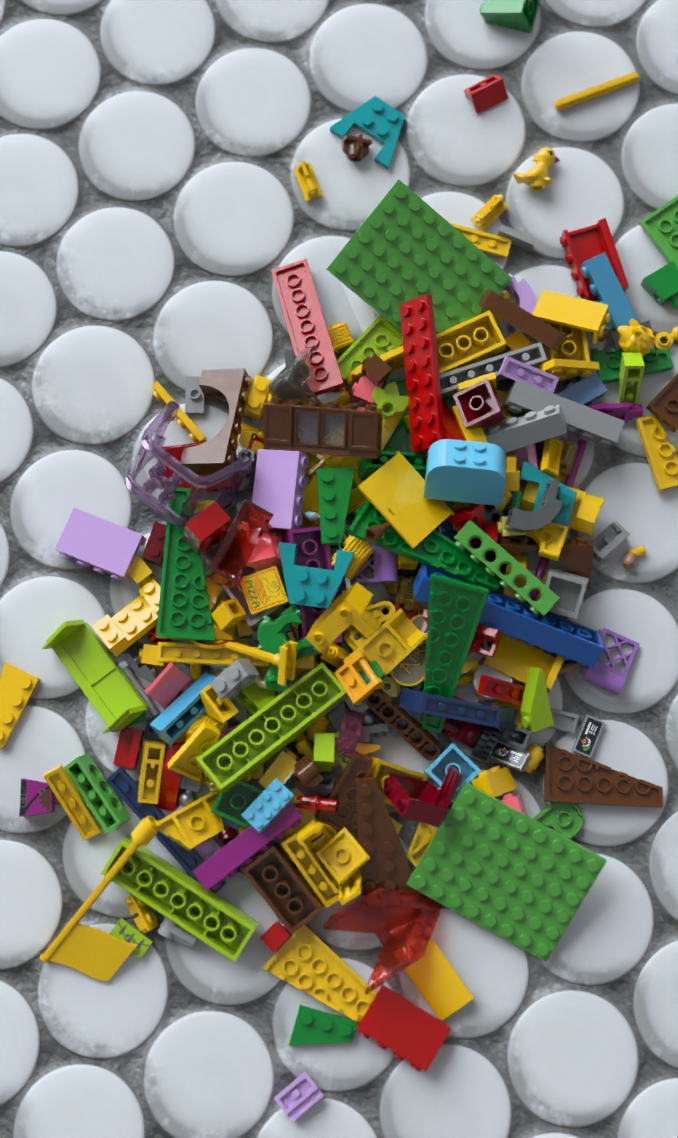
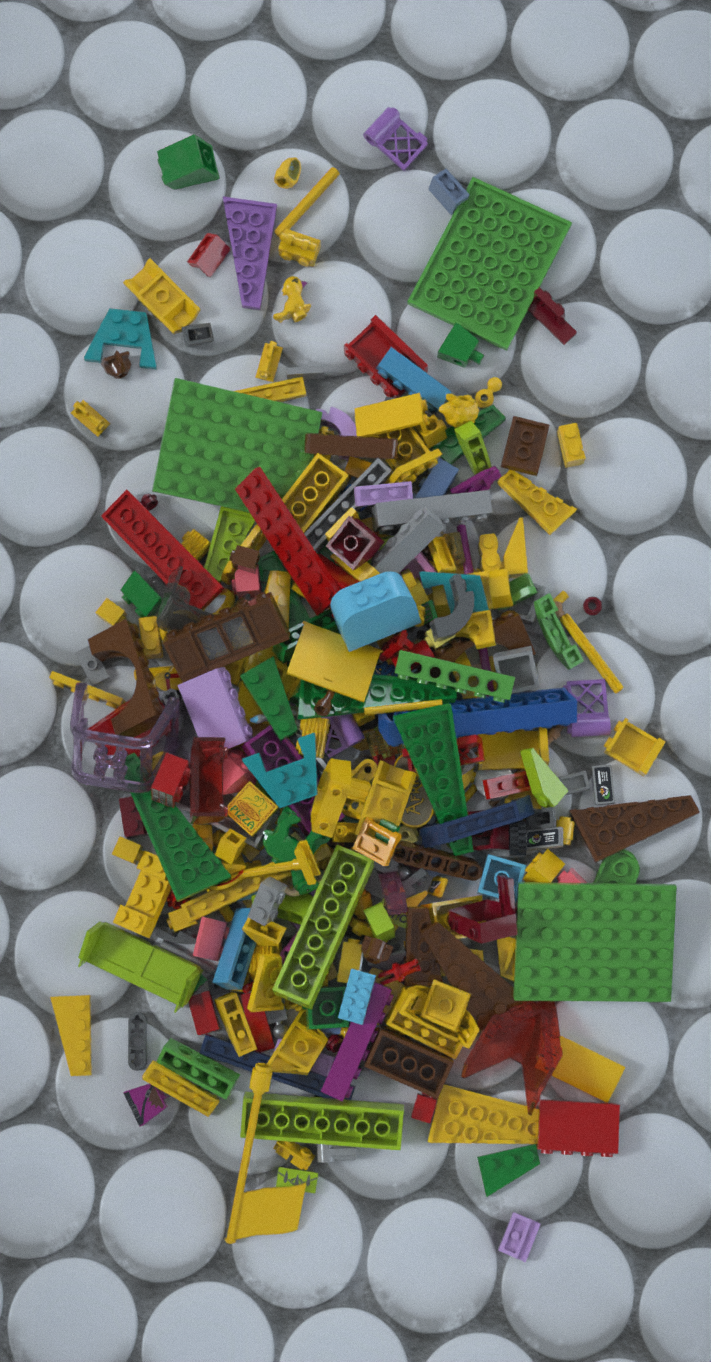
camera: 25 degrees left, 0 degrees up
(60, 725) = (143, 1056): none -> dark grey beam
(99, 544) = (79, 845): lavender panel -> none
(235, 357) = (111, 612): none -> yellow brick
(269, 356) = (141, 596): none -> green slope
(320, 279) = (149, 501): none -> dark red plate
(389, 397) = (271, 577): lime plate -> none
(392, 747) = (437, 886): none -> slope
(426, 110) = (163, 297): none -> yellow piece
(439, 156) = (197, 334): none -> dark grey slope
(442, 570) = (401, 707): none -> yellow bar
(531, 97) = (251, 236): none -> medium lavender wing
(568, 126) = (299, 248): none -> yellow brick
(593, 57) = (288, 173): none -> yellow rock
(594, 477) = (488, 552): none -> yellow brick
(604, 346) = (435, 432): none -> yellow brick
(606, 525) = (521, 589): none -> bright green panel
(616, 579) = (554, 633): none -> bright green slope
(618, 491) = (515, 554): none -> yellow slope
(633, 717) = (633, 747): none -> yellow panel
(639, 614) = (591, 653): none -> yellow axle
(663, 567) = (592, 600): none -> dark red plate

